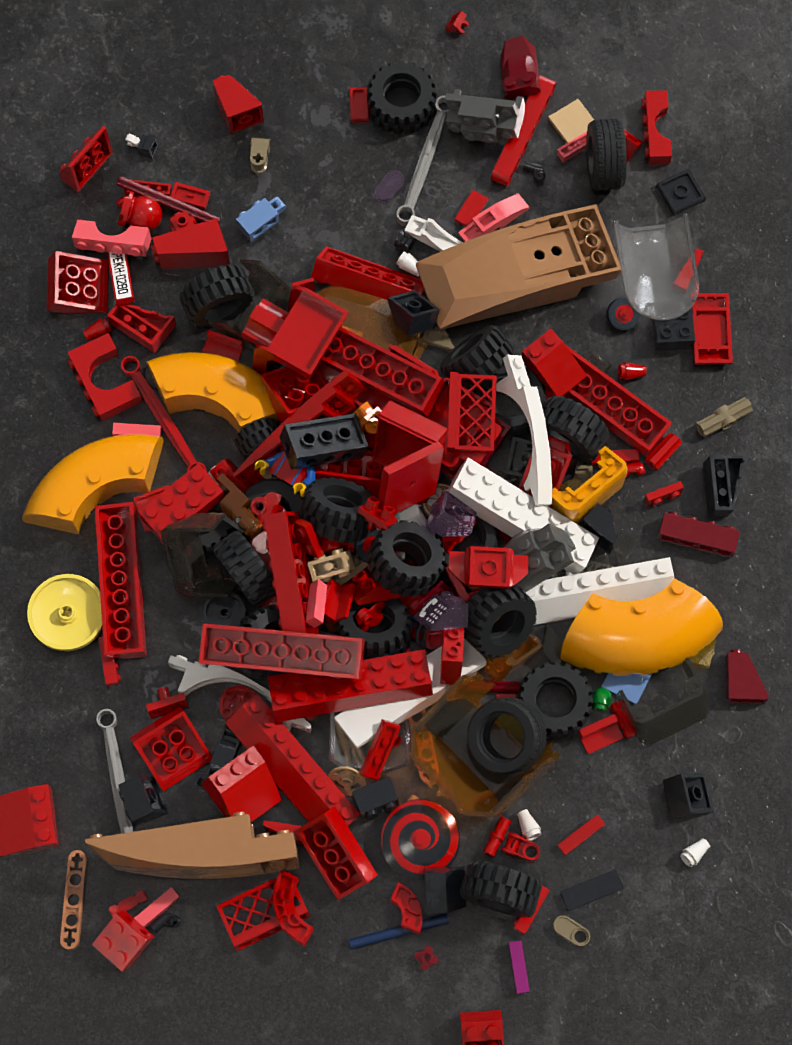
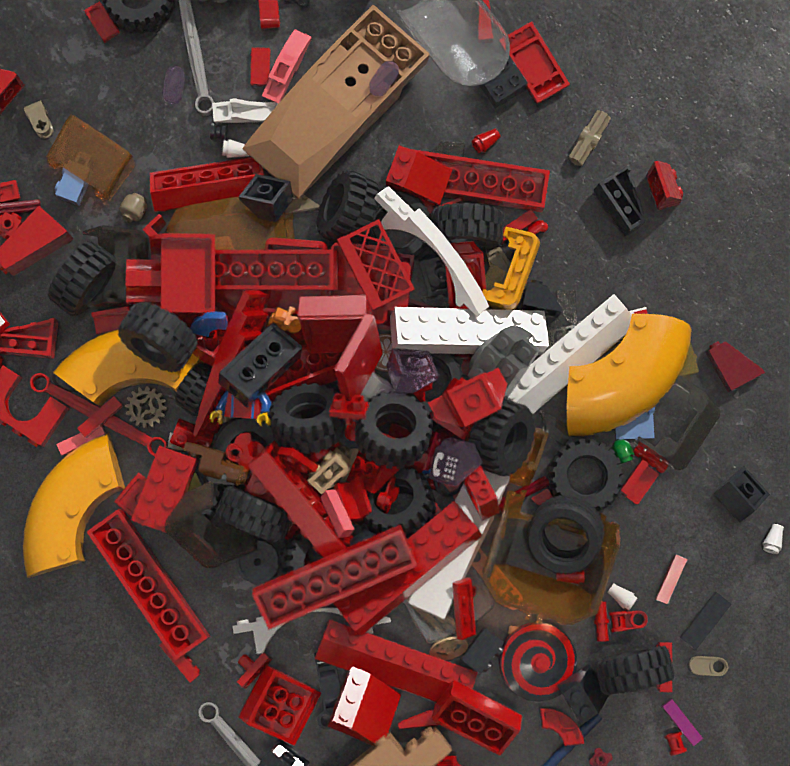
camera: 30 degrees left, 10 degrees up
(65, 612) = (117, 640): light yellow dish -> none
(163, 419) = (100, 417): none -> red piece
(210, 426) = (142, 415): none -> dark tan gear
(233, 699) = (310, 632): red tile -> none
(250, 369) = (157, 337): none -> black tyre
(284, 206) = (91, 157): none -> clear orange windscreen
(295, 265) = (133, 207): none -> dark tan head
(299, 382) = (209, 322): none -> blue tile
(495, 781) = (575, 578): none -> red cone
(502, 982) = (675, 743): none -> red bush
(569, 266) = (384, 78): none -> tile
(622, 314) = (449, 93): black wheel -> none
(656, 497) = (581, 232): red plate -> none
(663, 451) = (554, 199): red axle -> none
(698, 534) = (625, 257): dark red brick -> none
(768, 490) = (663, 185): none -> red slope

